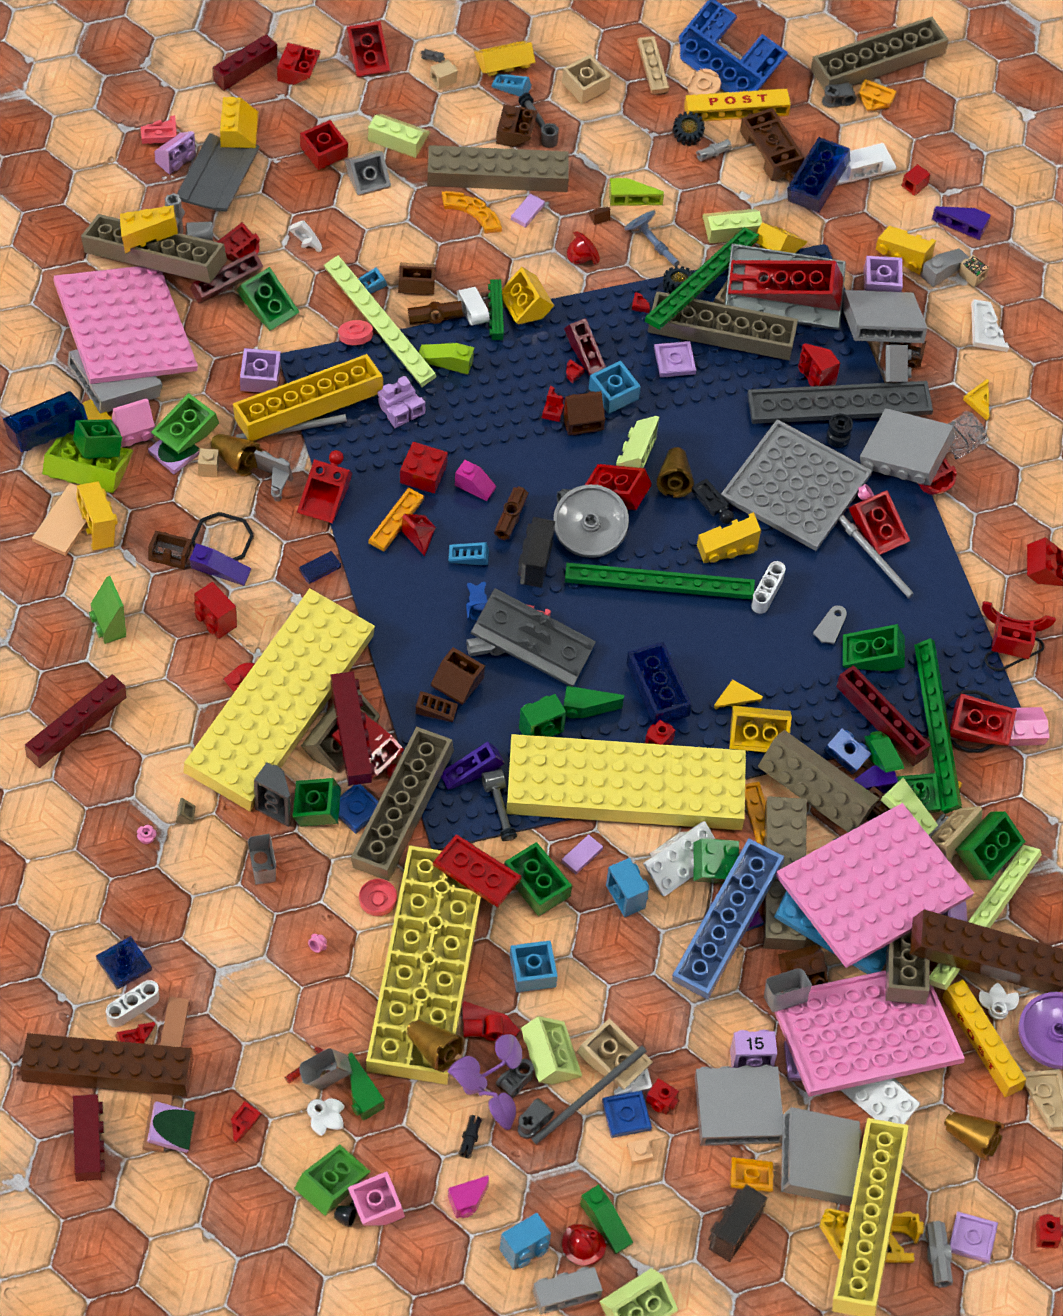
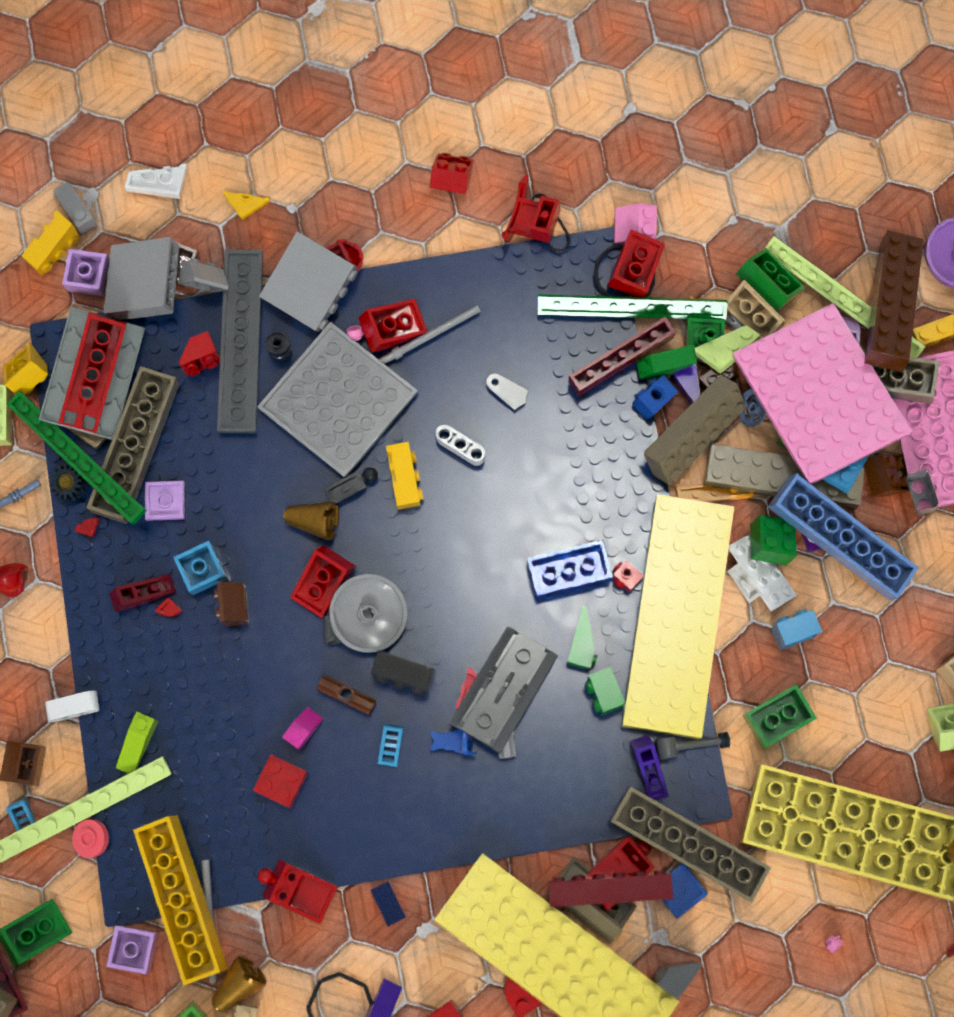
camera: 75 degrees left, 20 degrees up
(261, 844) = (757, 1001): light grey piece -> none
(278, 468) = (273, 938): light grey plate -> none
(316, 802) = (681, 932): green brick -> none
(378, 897) = (785, 878): coral piece -> none
(393, 521) = (339, 817): light orange tile -> none
(400, 402) = (189, 807): lavender hips -> none
(418, 530) = (358, 793): red slope -> none
(424, 313) = (74, 748): reddish brown piece -> none
(437, 701) = (569, 813): reddish brown slope -> none
(458, 675) = (544, 772): reddish brown slope -> none
(477, 870) = (777, 776): red tile -> none
(486, 1023) = (928, 783): red panel -> none
(496, 312) = (74, 681): green piece -> none
(526, 297) = (69, 647): yellow slope -> none
(533, 966) = (875, 731): dark azure brick -> none
(554, 406) = (212, 635): red slope -> none
(582, 854) = (747, 669): lavender tile -> none
(640, 443) = (279, 553): yellowish green slope -> none
(659, 580) = (442, 553): green plate -> none
(737, 695) = (581, 495): yellow tile -> none
(757, 727) = (624, 477): yellow slope -> none
(875, 649) = (541, 354): green slope -> none
(965, 220) = (20, 177): dark purple slope -> none
(968, 434) = (285, 223): clear slope -> none
(973, 270) = (86, 181): tan brick -> none
(999, 1000) = (924, 297): white plate -> none

